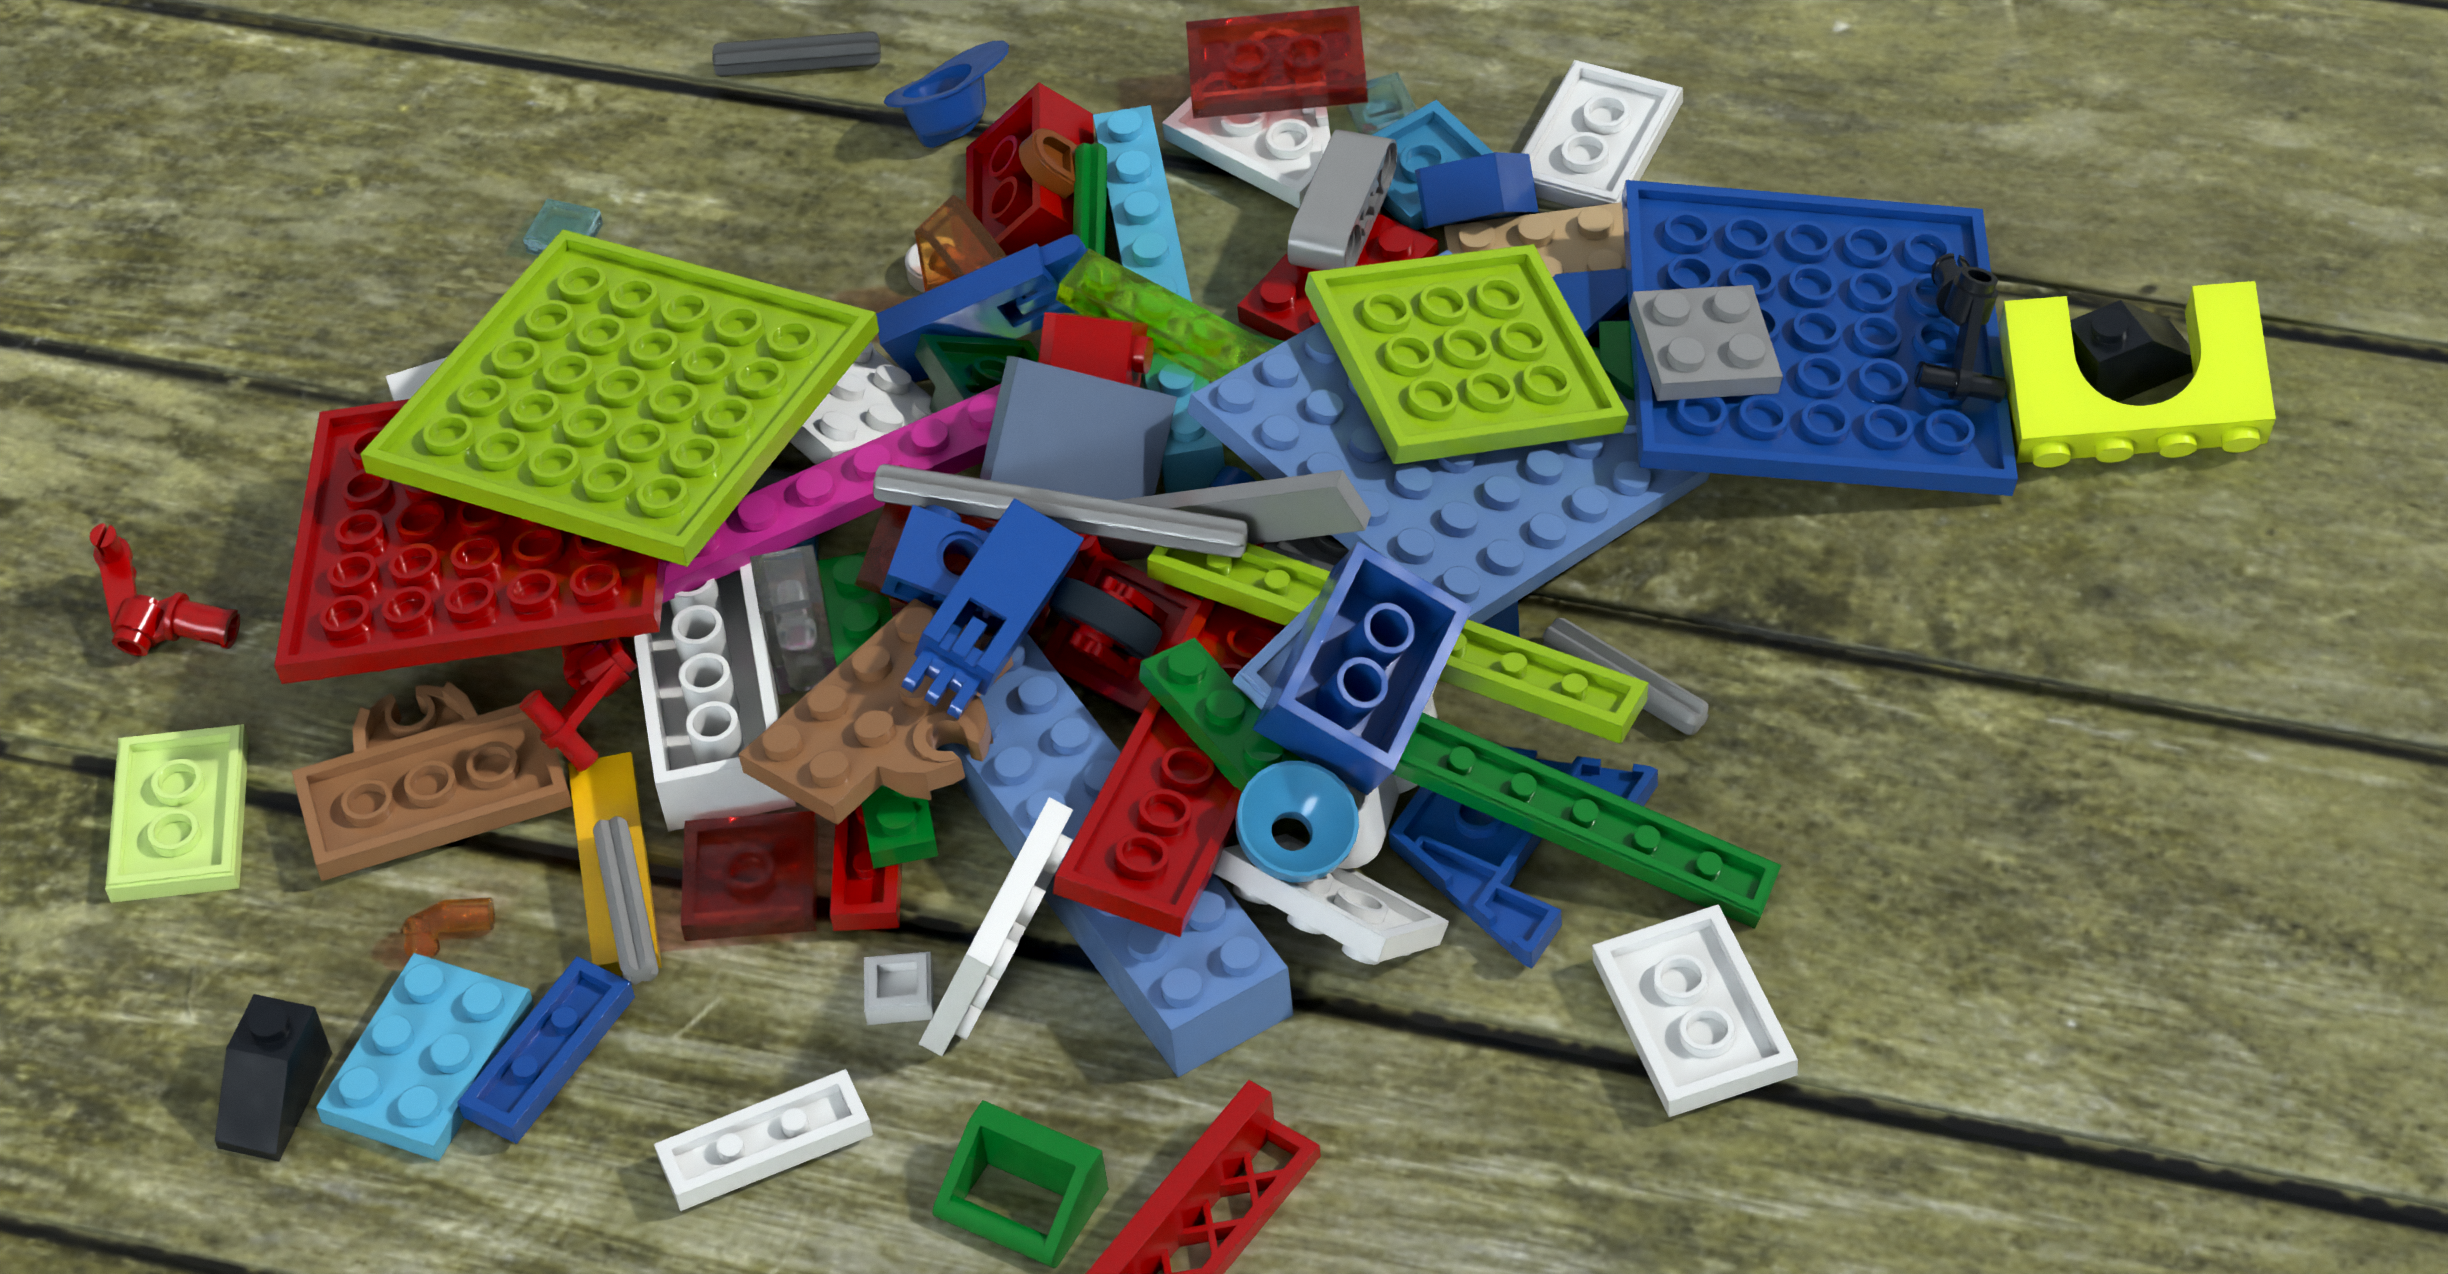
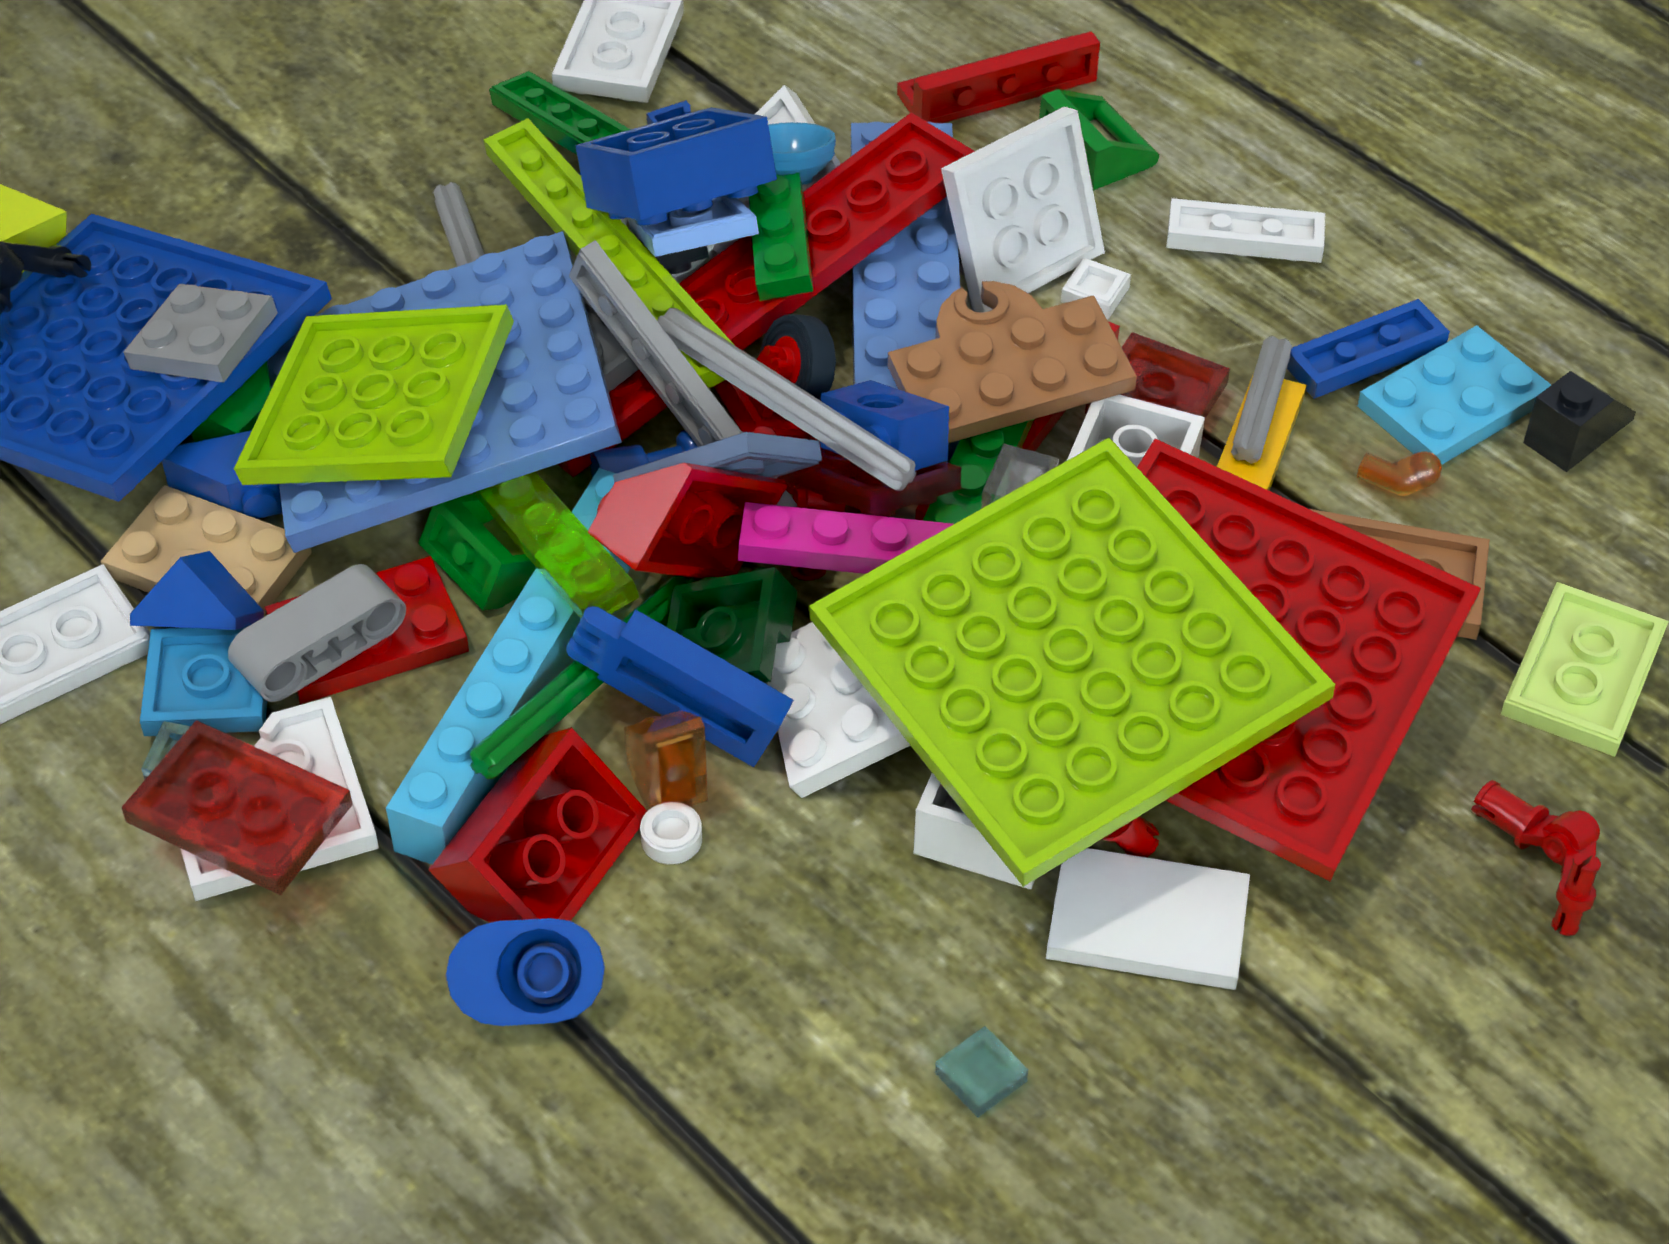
camera: 155 degrees left, 0 degrees up
(796, 53) = (627, 1152): dark grey axle -> none
(1007, 578) = (887, 344): blue hinge -> none
(1049, 160) = (524, 766): dark orange tile -> none

